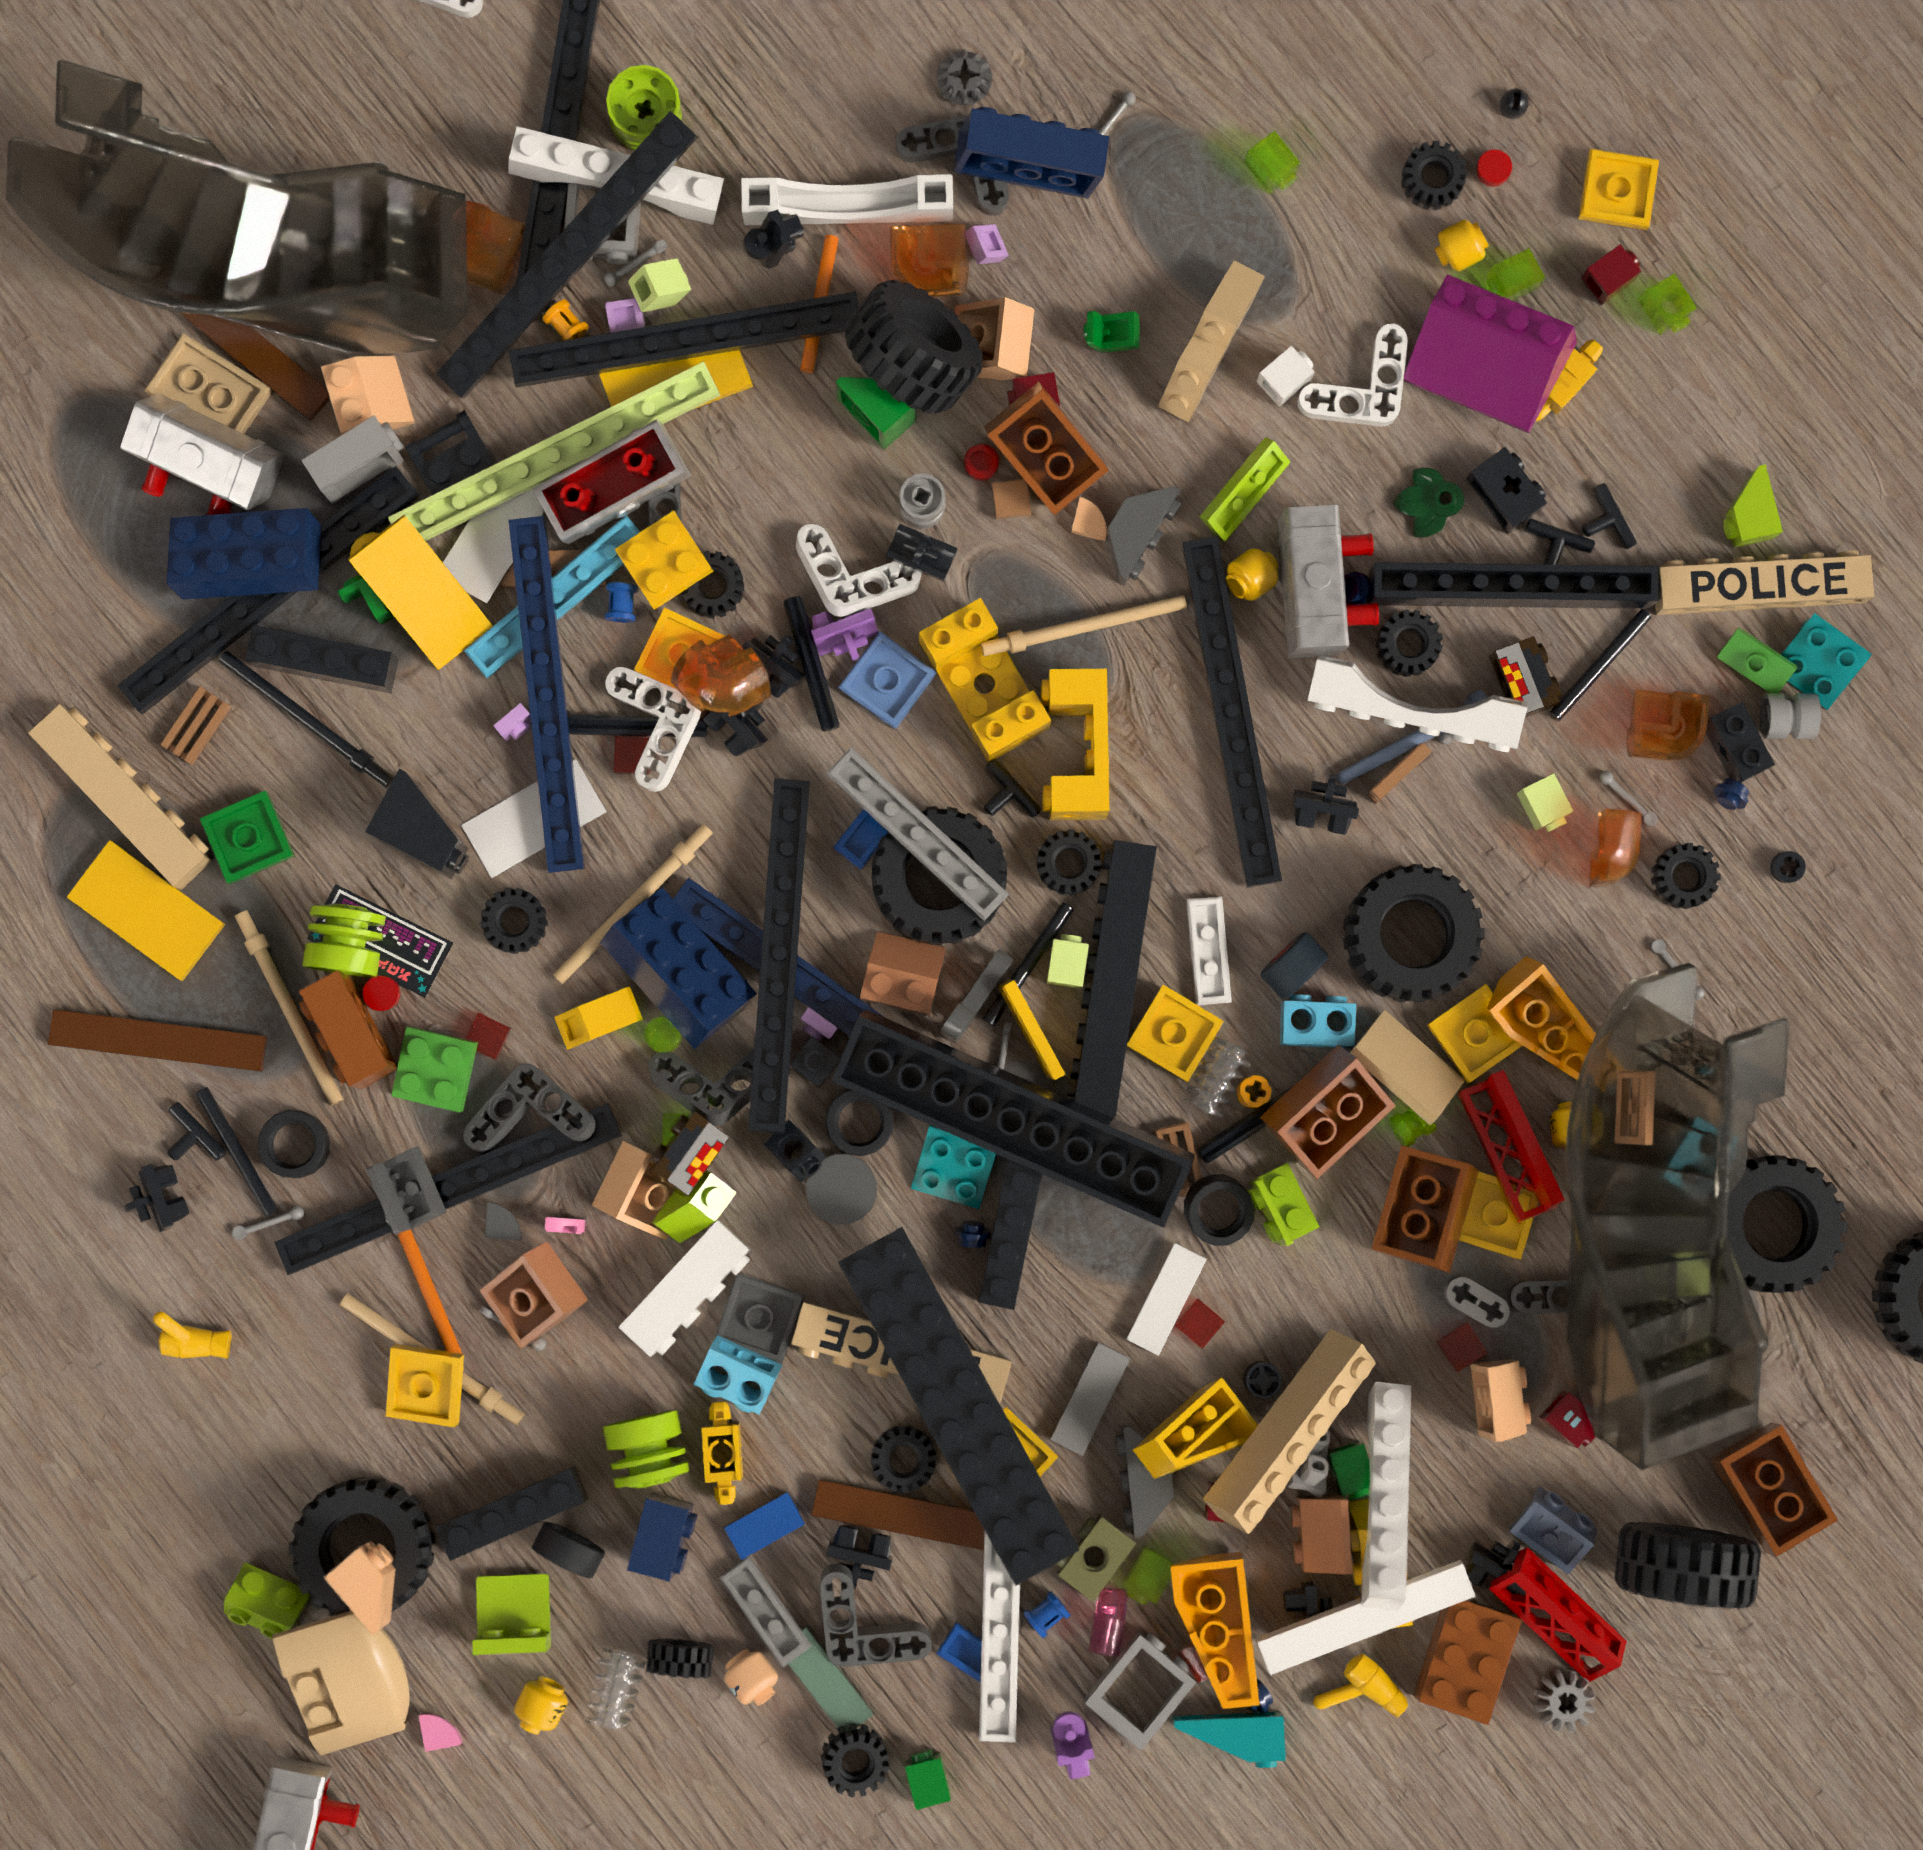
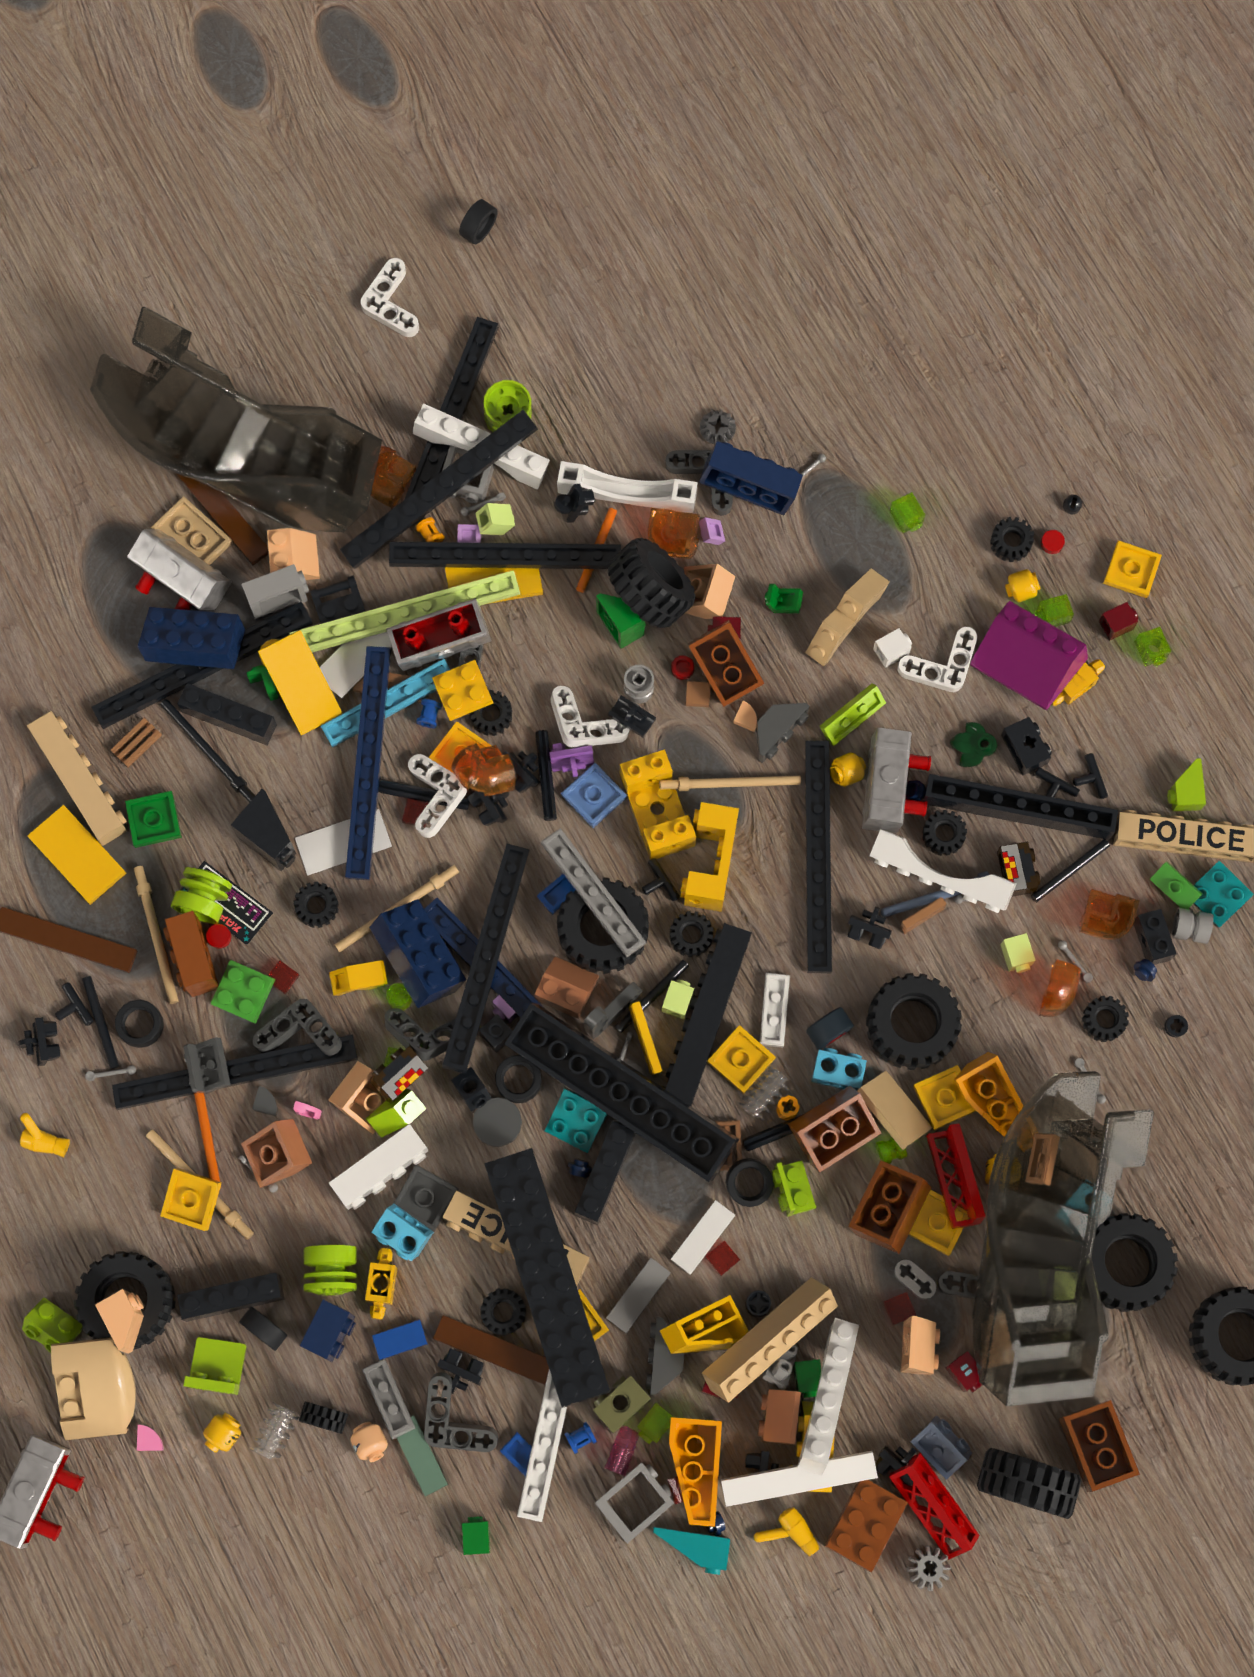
camera: 15 degrees right, 10 degrees down
(514, 723) = (343, 777): lavender plate -> none
(860, 1779) = (428, 1528): black tyre -> none
(1072, 1744) = (580, 1529): medium lavender hips -> none

